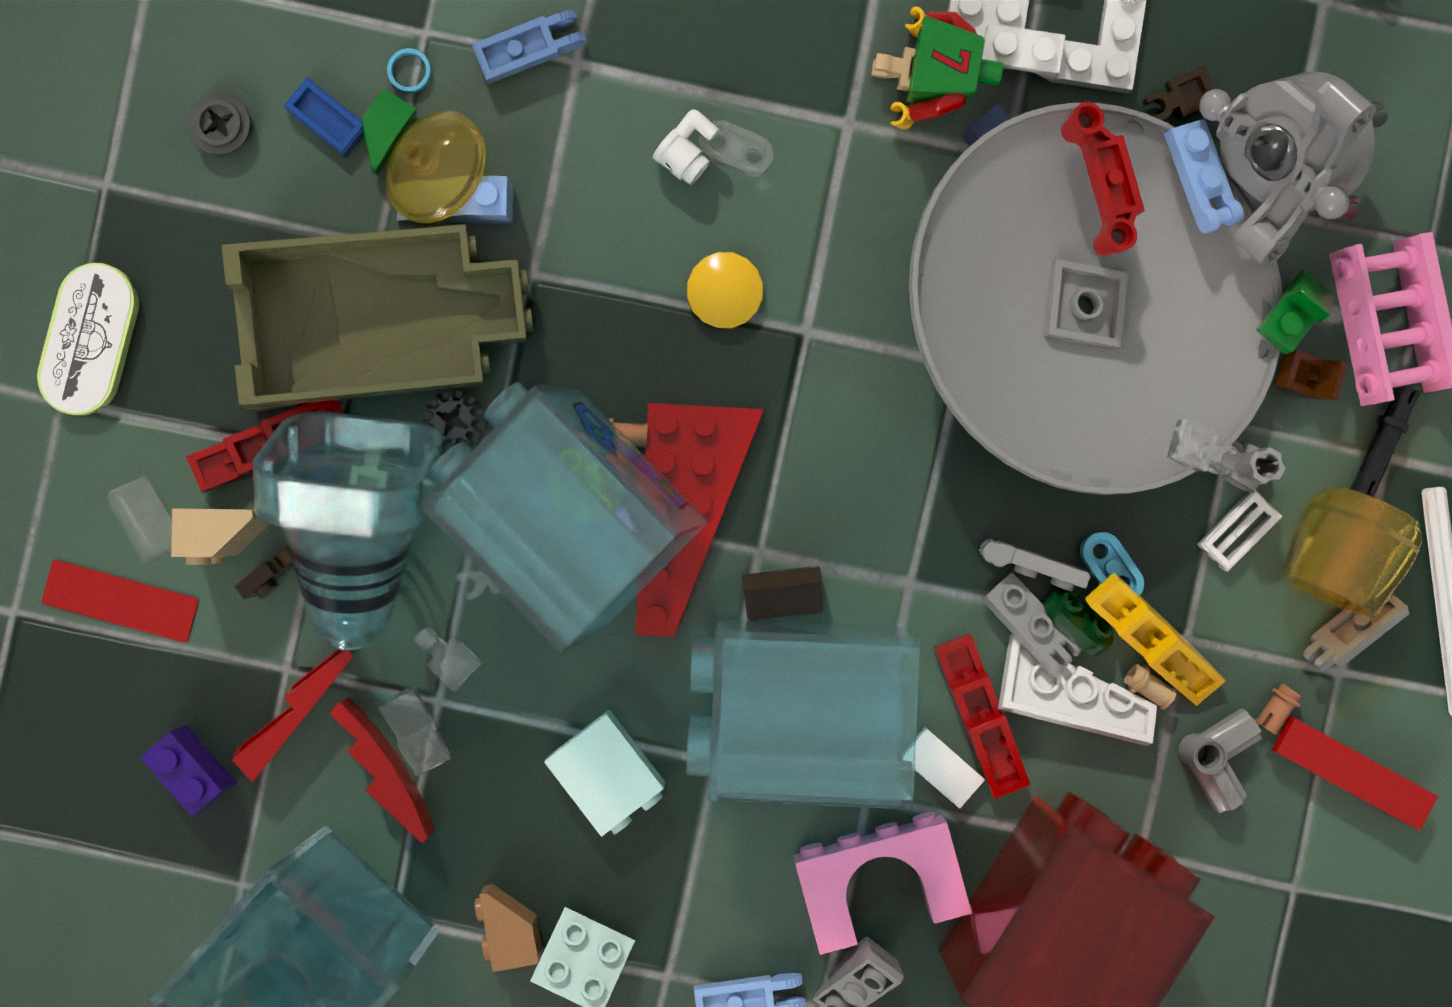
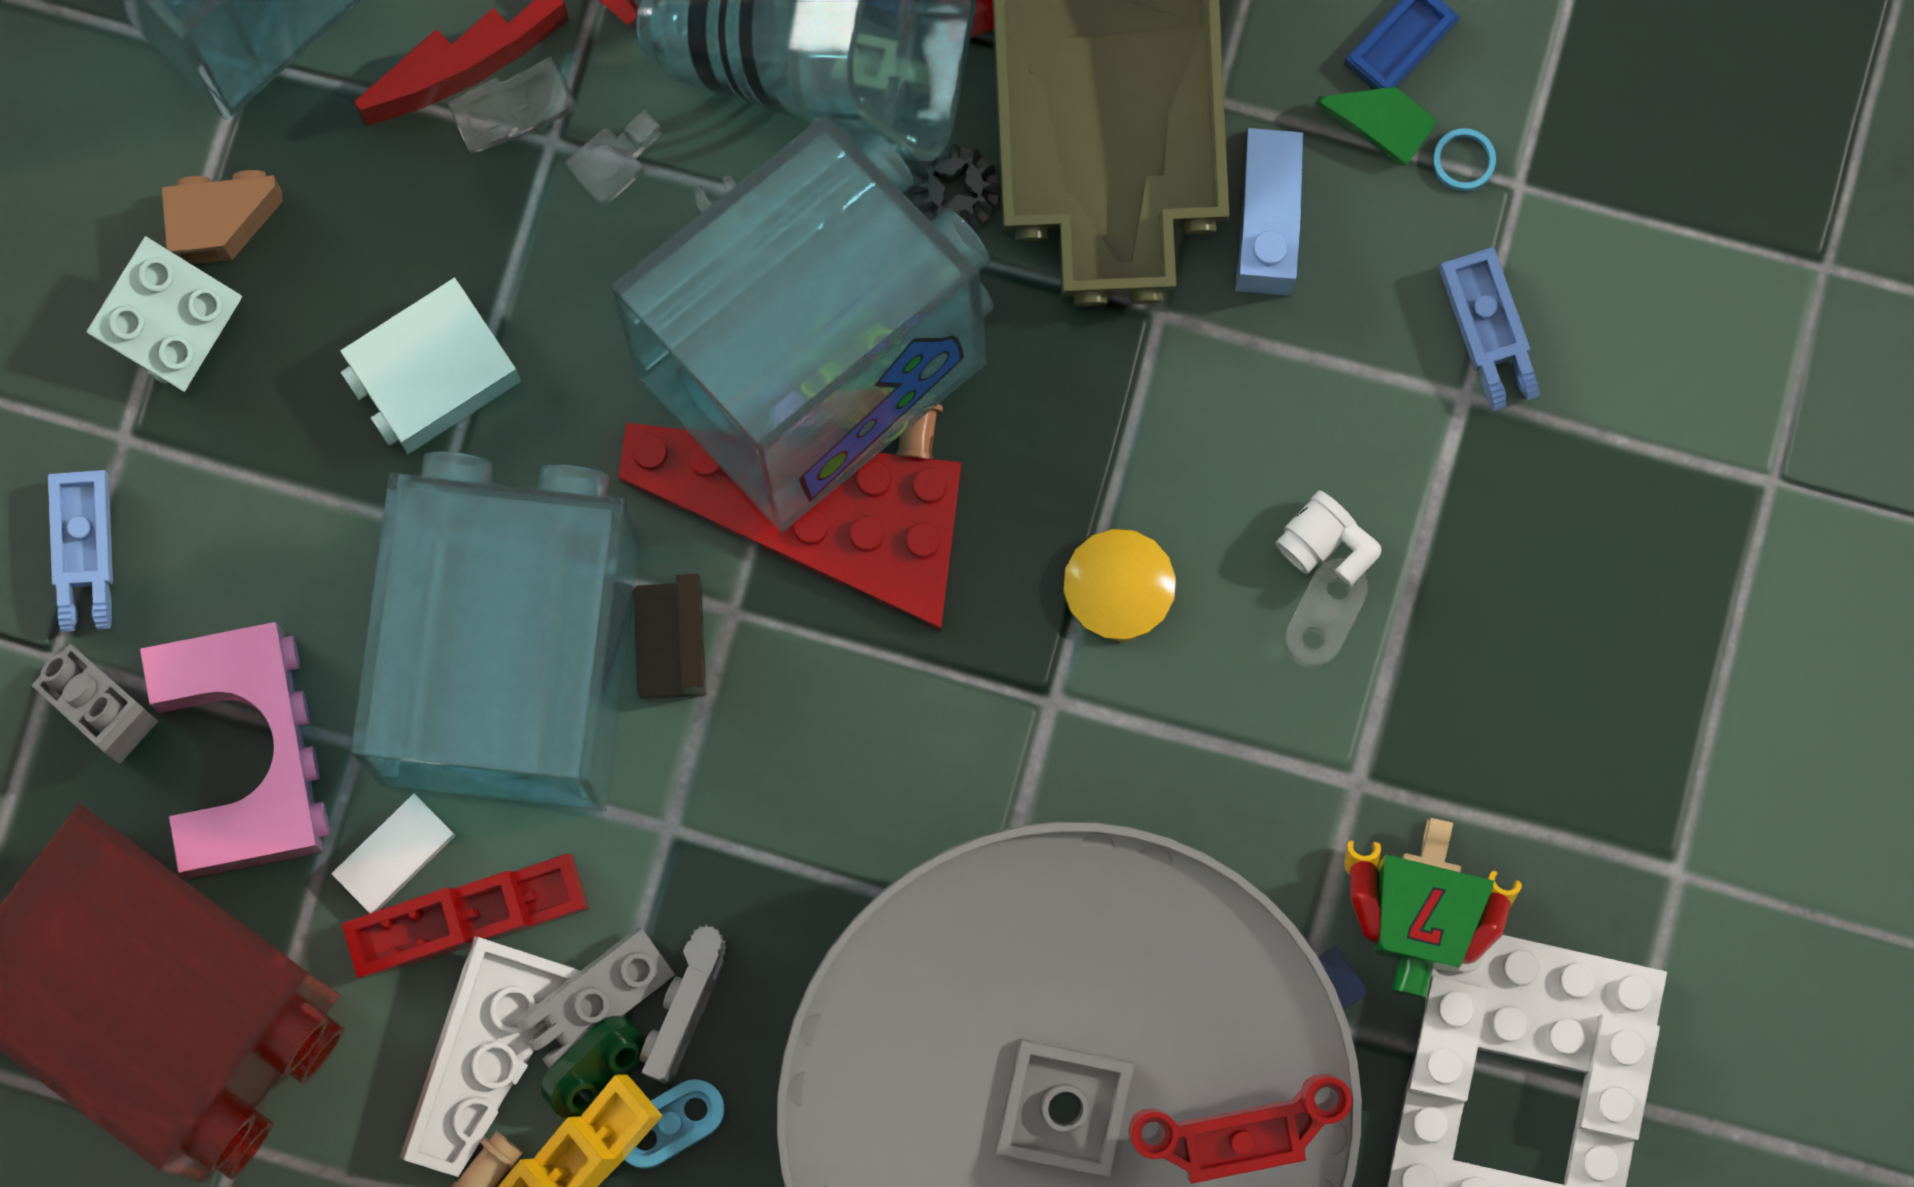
camera: 90 degrees right, 10 degrees down
(435, 167) = (1317, 182): clear yellow dish -> none

